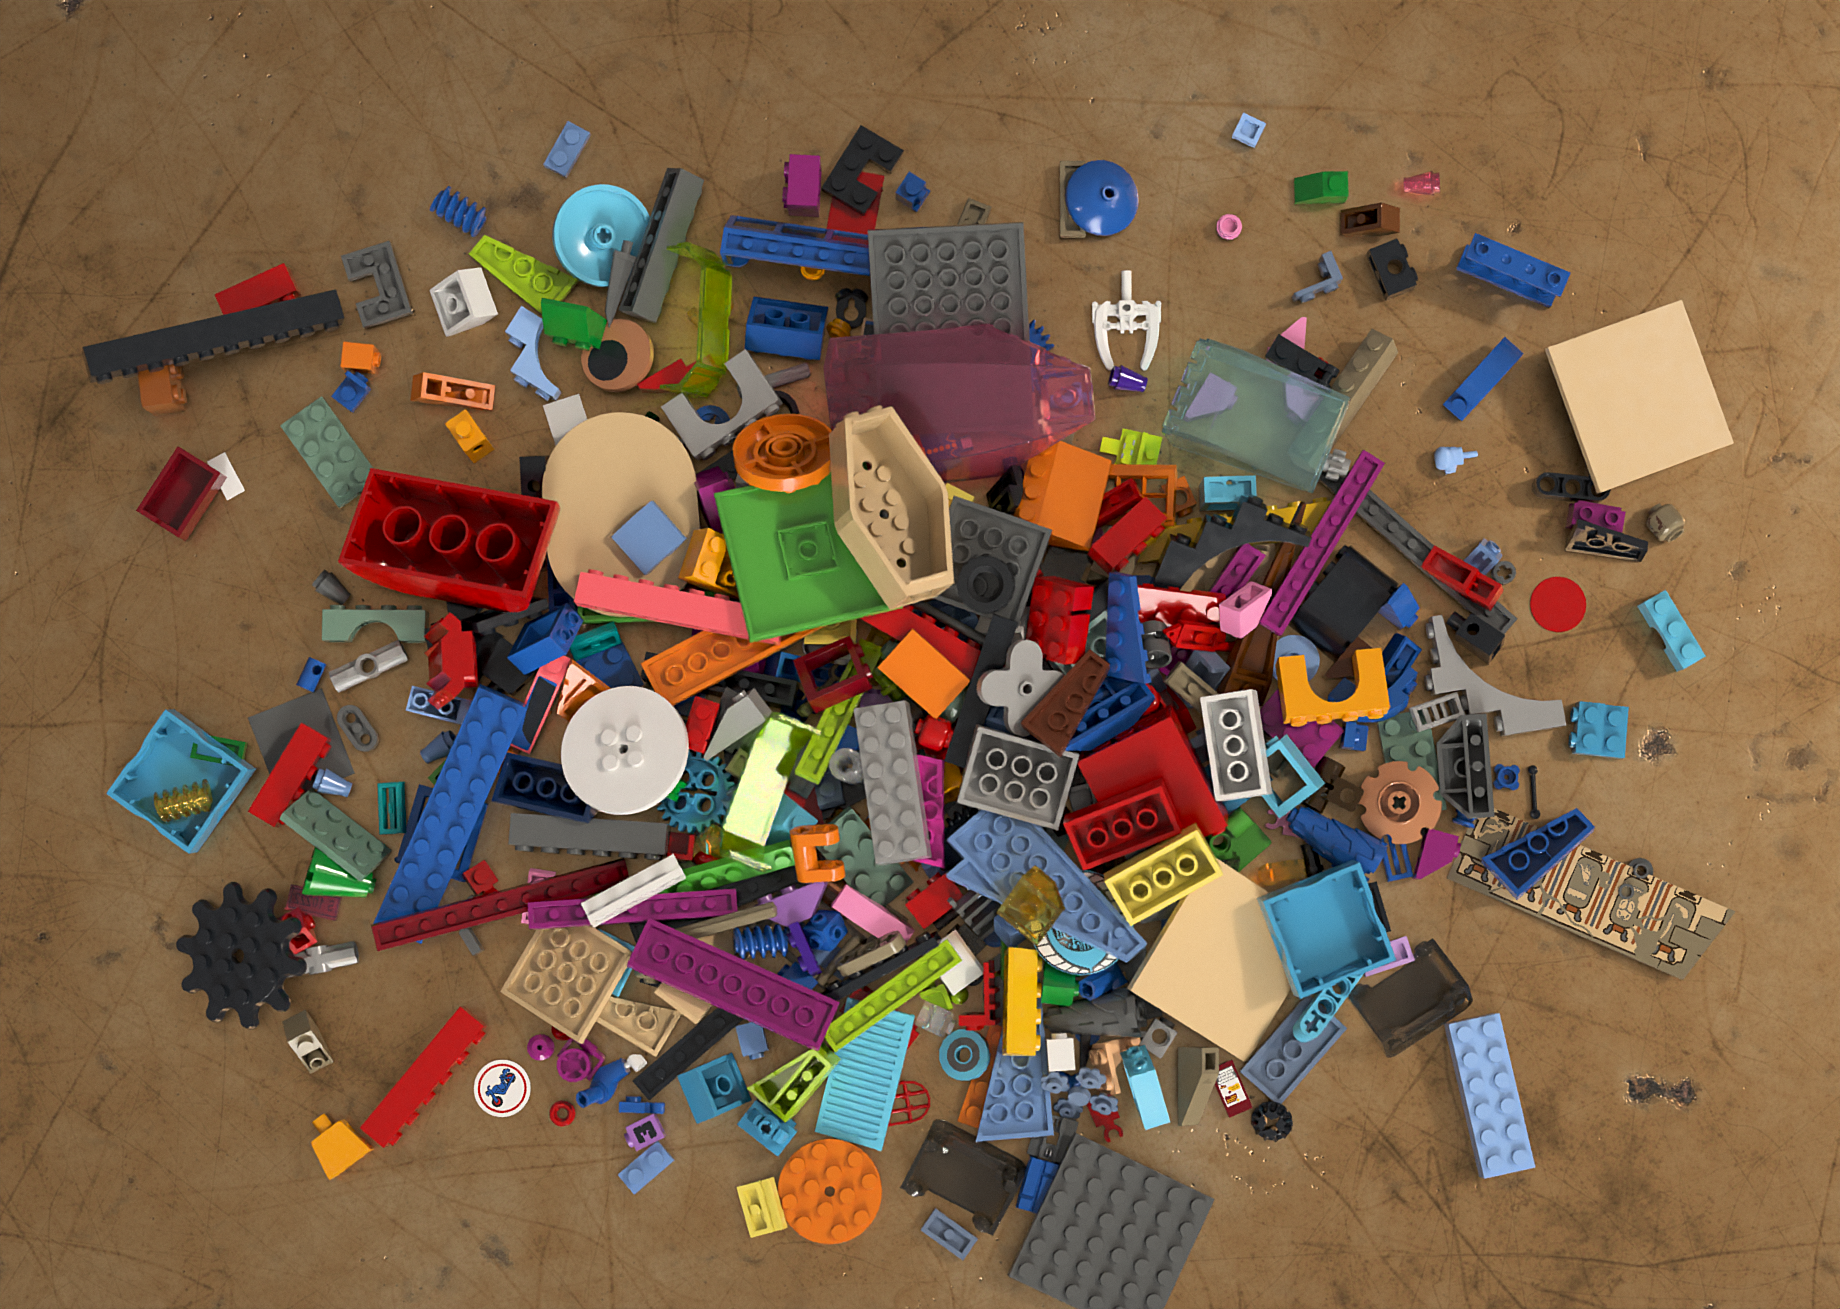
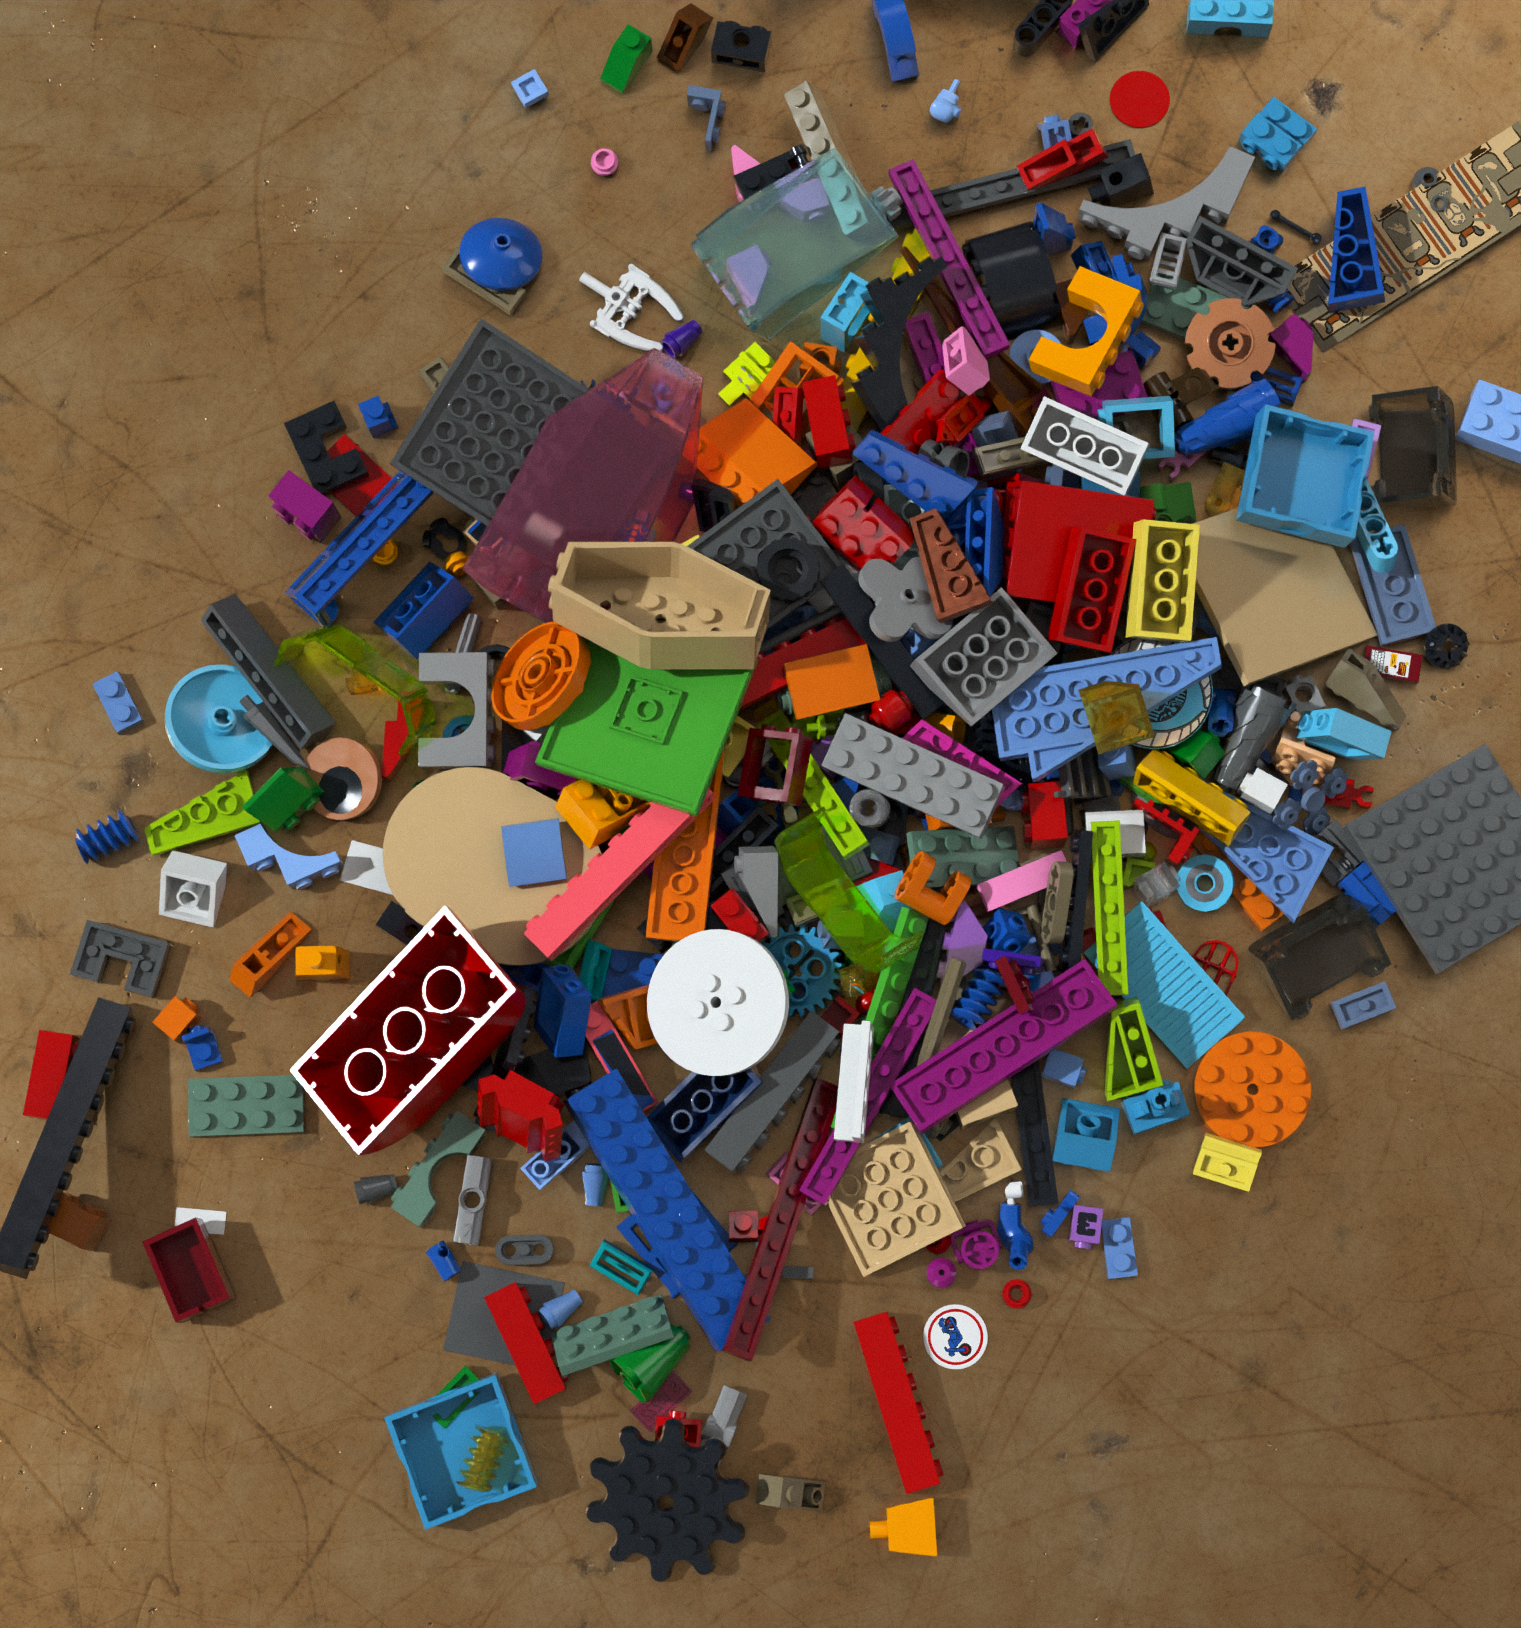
camera: 50 degrees left, 5 degrees down
(784, 964) = (1016, 983): none -> dark red plate

